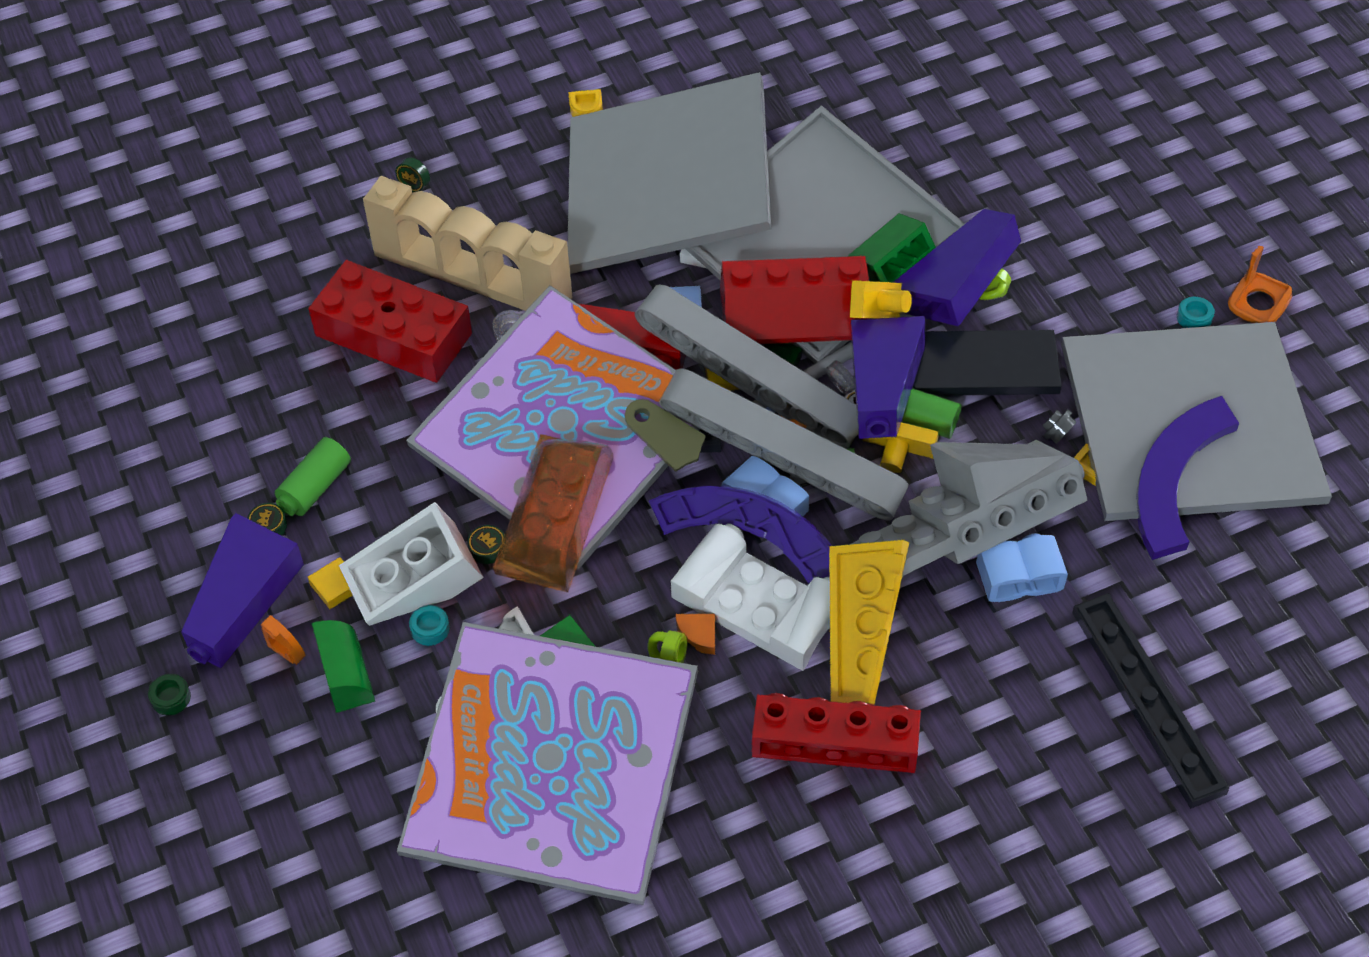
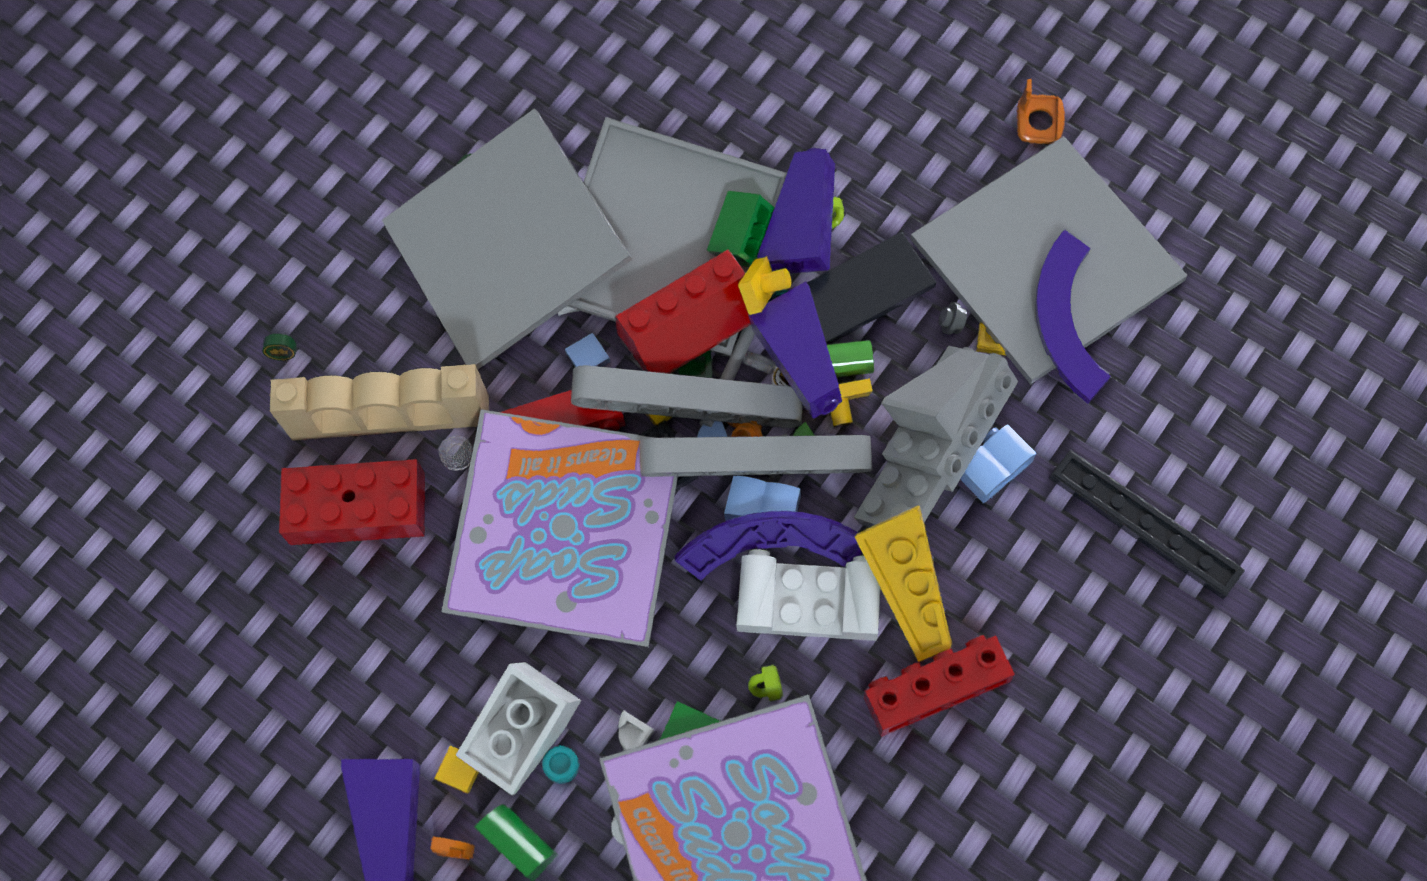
camera: 25 degrees left, 15 degrees up
(269, 516) = (365, 743): tile -> none
(312, 477) = (379, 686): bright green brick -> none
(485, 543) = (562, 666): tile -> none
(554, 512) = (605, 613): clear orange windscreen -> none
(585, 102) = (384, 198): yellow tile -> none
(665, 434) = (658, 497): olive piece -> none
(698, 630) = (778, 652): orange tile -> none
(1195, 312) = (997, 157): teal tile -> none

